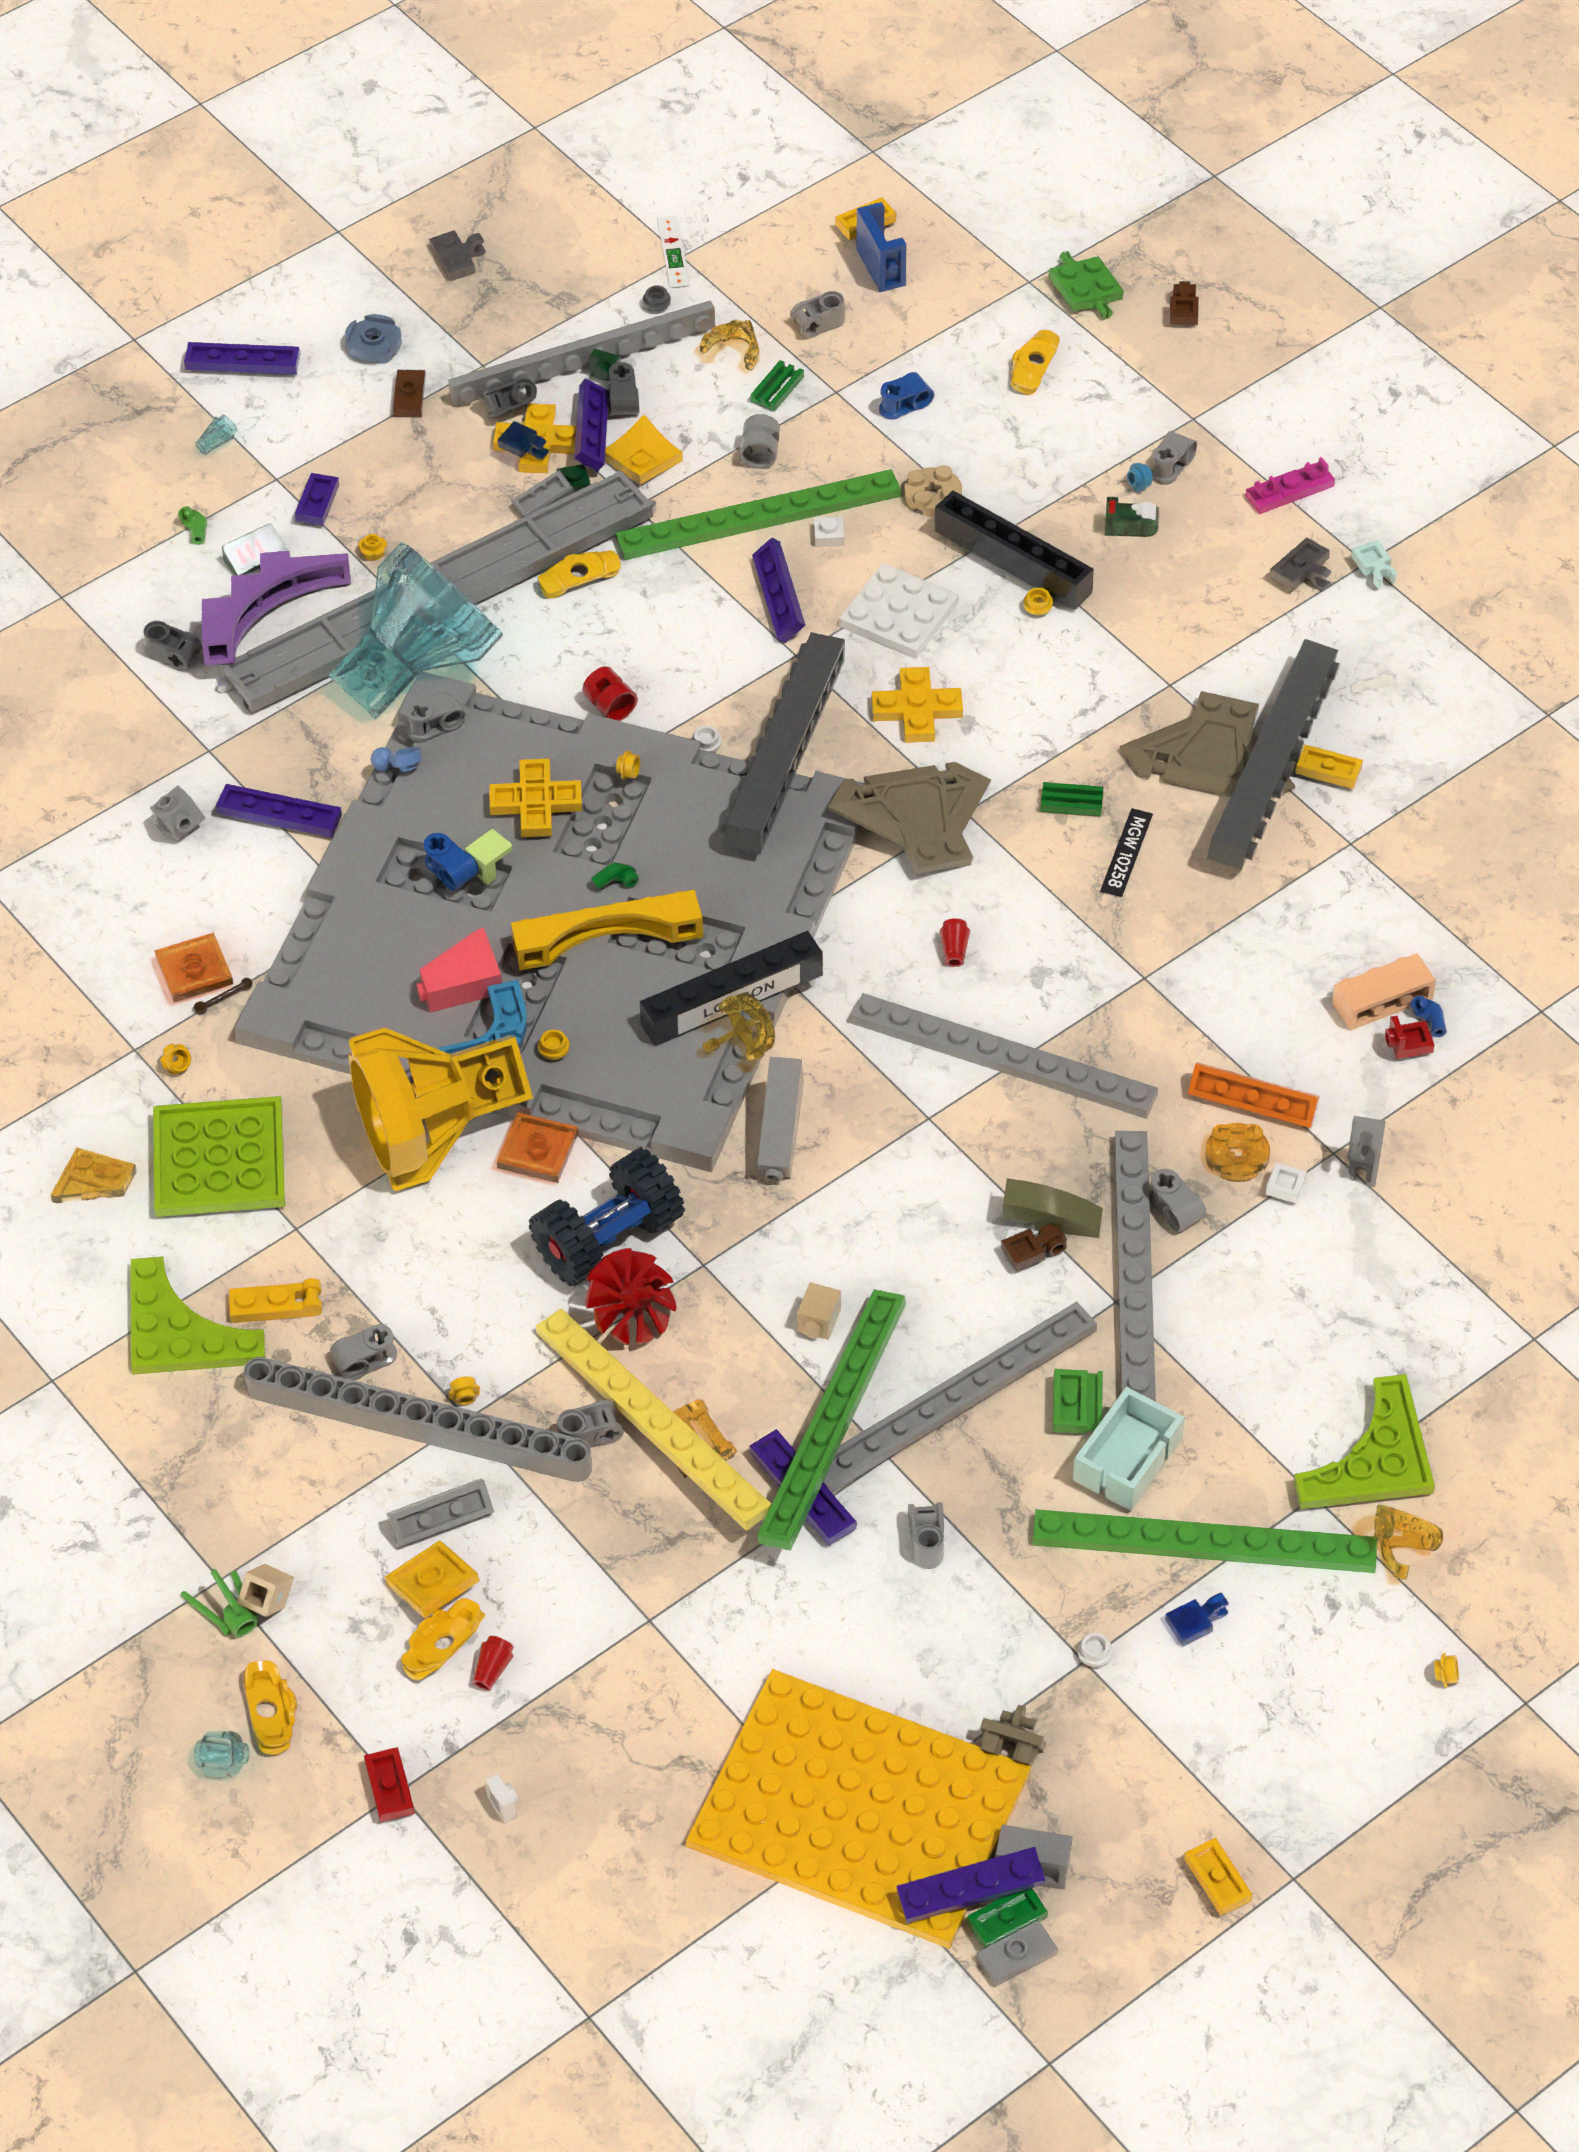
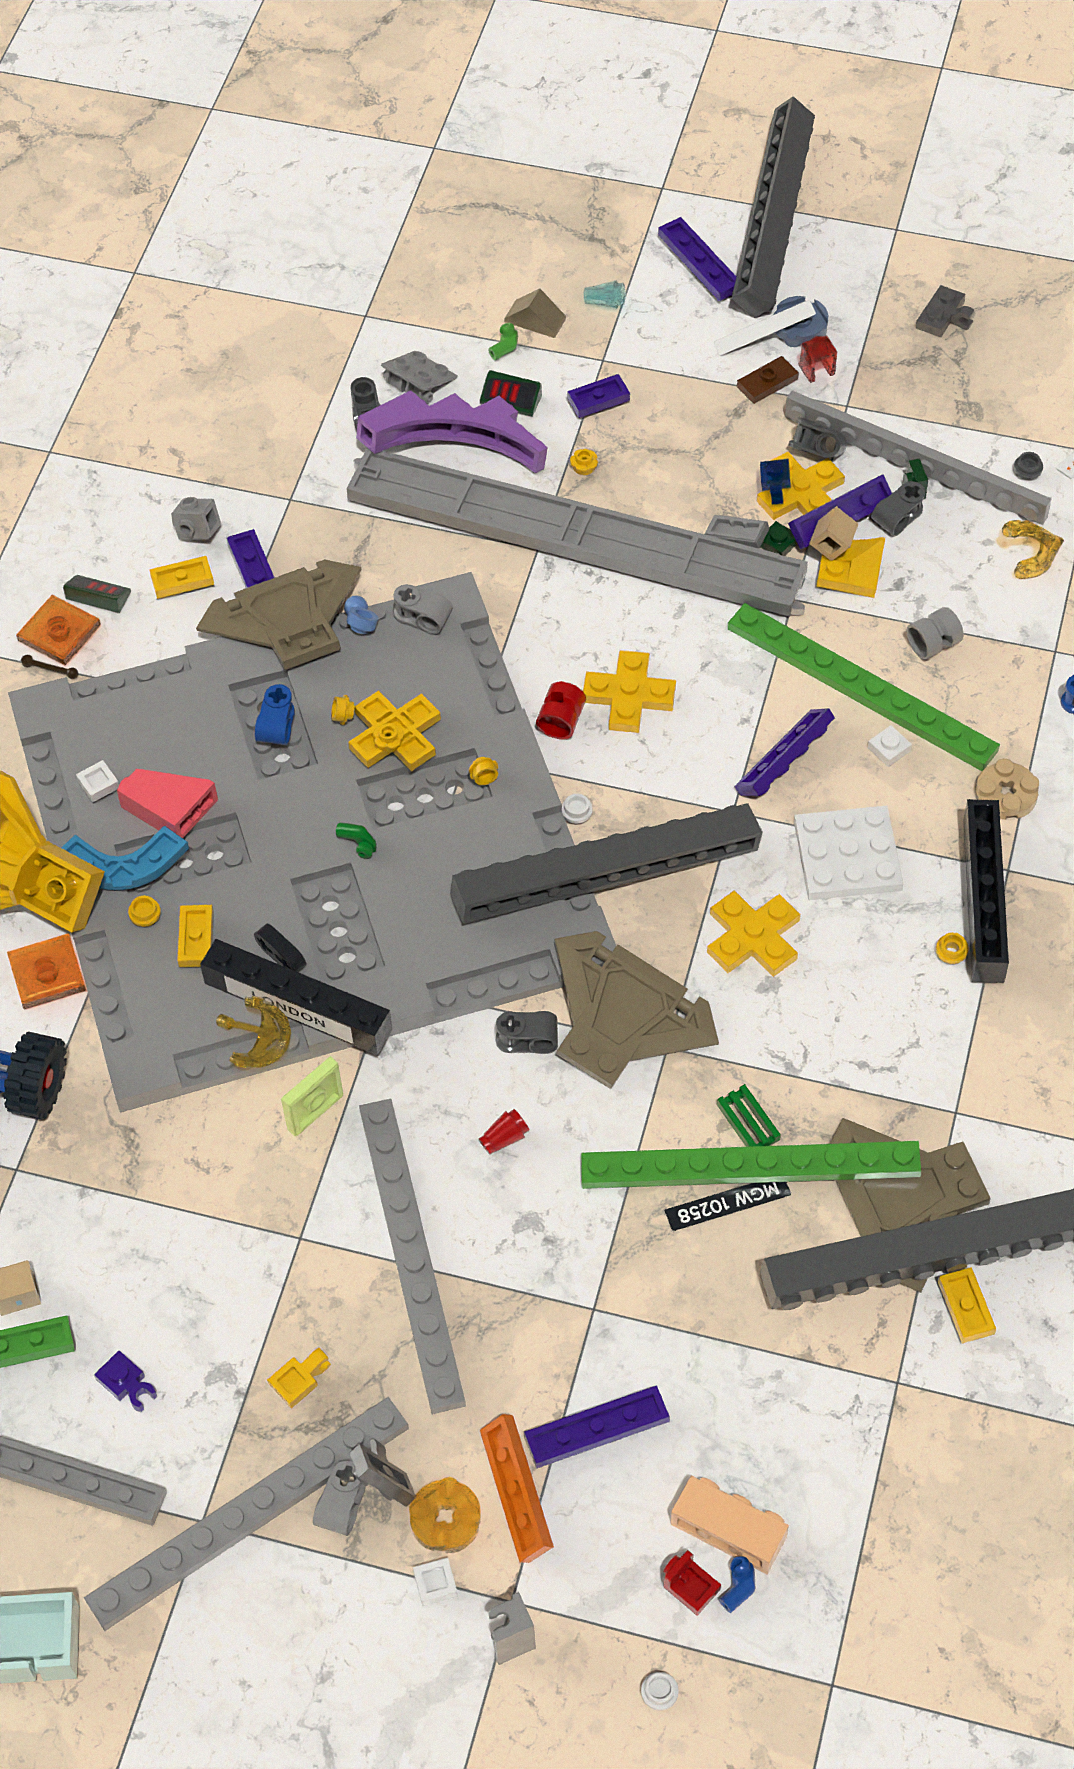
camera: 55 degrees right, 5 degrees up
(157, 594) = (416, 374): none -> light grey hinge
(178, 924) = (96, 593): none -> dark green slope
(185, 488) = (536, 313): none -> dark tan slope
(223, 858) = (181, 577): none -> yellow plate
(244, 280) = (773, 208): none -> dark grey brick
(342, 804) = (286, 612): none -> dark tan plate
(359, 361) = (764, 327): none -> white sticker
(395, 1009) = (97, 781): none -> white plate
(401, 642) = (480, 539): clear light blue plate -> none
(425, 348) = (817, 350): none -> clear red window
(482, 817) = (342, 709): none -> yellow plate
(486, 852) = (302, 734): yellowish green panel -> none
(546, 799) = (388, 743): none -> yellow plate
(559, 577) = (699, 613): yellow piece -> none
(610, 1023) = (194, 934): none -> yellow plate
(616, 436) = (834, 533): none -> tan brick
(627, 647) = (629, 691): none -> yellow plate
(667, 975) = (279, 948): none -> black beam
(668, 917) = (248, 834): yellow arch -> none
(772, 384) = (1016, 602): green tile -> none
(780, 1118) = (197, 1124): light grey slope -> none
(825, 1030) = (312, 1096): none -> yellowish green plate
(882, 880) = (529, 1032): none -> dark grey piece
(956, 1288) = (123, 1378): none -> dark purple plate
(1027, 1249) = (201, 1406): reddish brown plate -> none
(1045, 1205) = (257, 1401): olive slope -> none
(1051, 1172) = (296, 1380): none -> yellow plate
(1076, 1400) = (57, 1559): bright green plate -> none
(1111, 819) = (751, 1164): none -> bright green plate
(1181, 1158) = (374, 1469): none -> flat silver plate
(1244, 1022) = (596, 1426): none -> dark purple plate
(1471, 1103) = (659, 1691): none -> white plate

